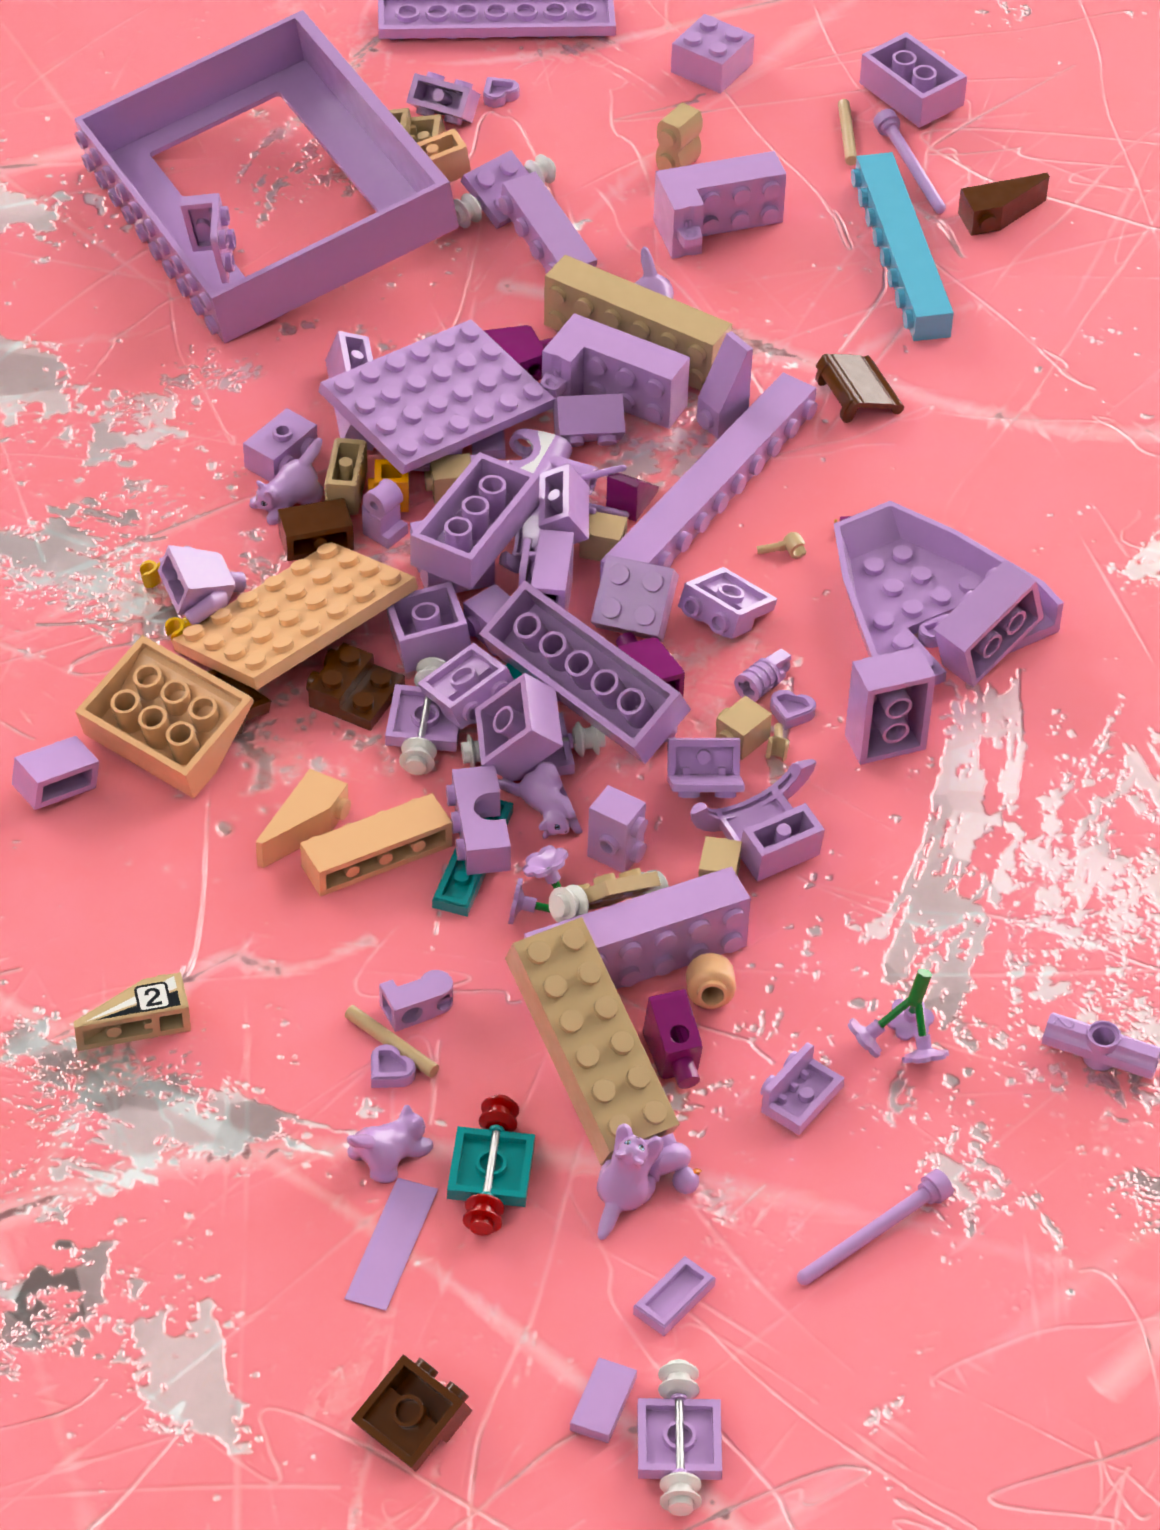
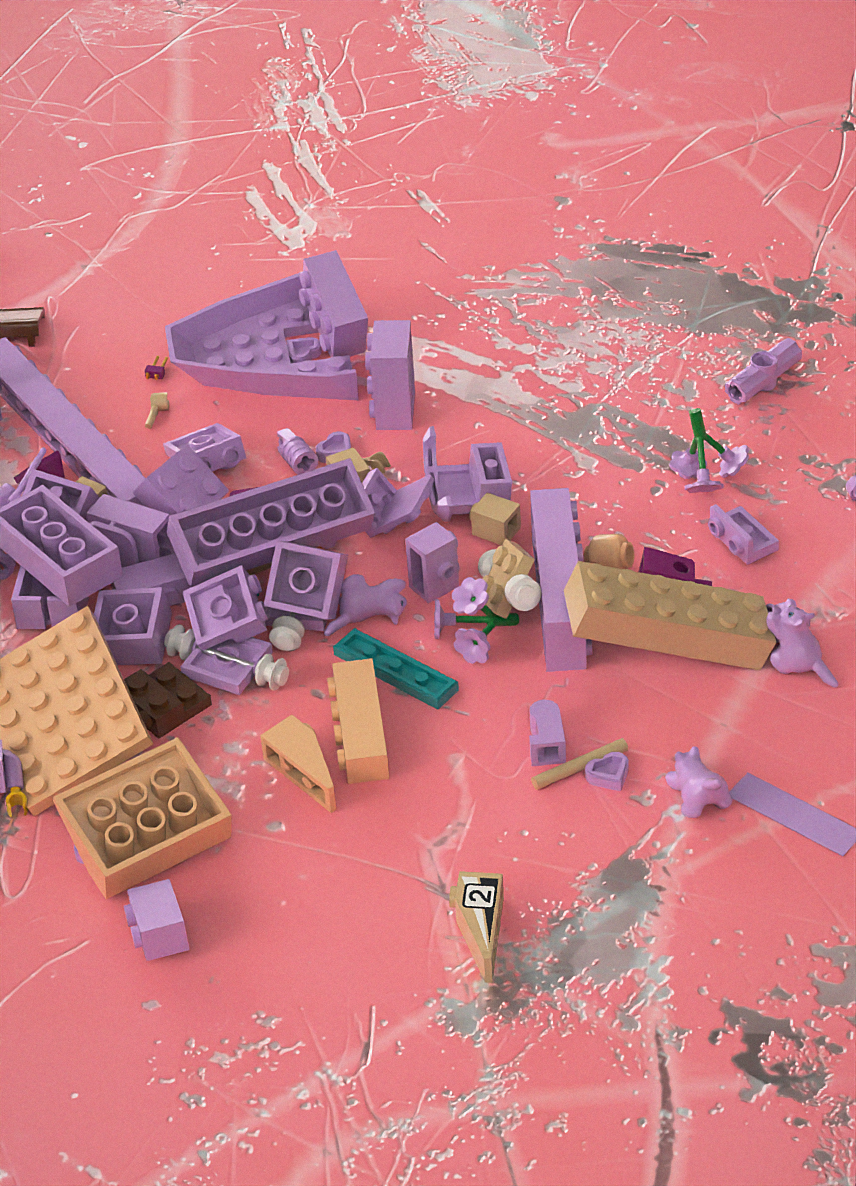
camera: 65 degrees left, 5 degrees down
(482, 842) = (400, 648): lavender arch -> none
(491, 1165) = (745, 727): teal plate -> none

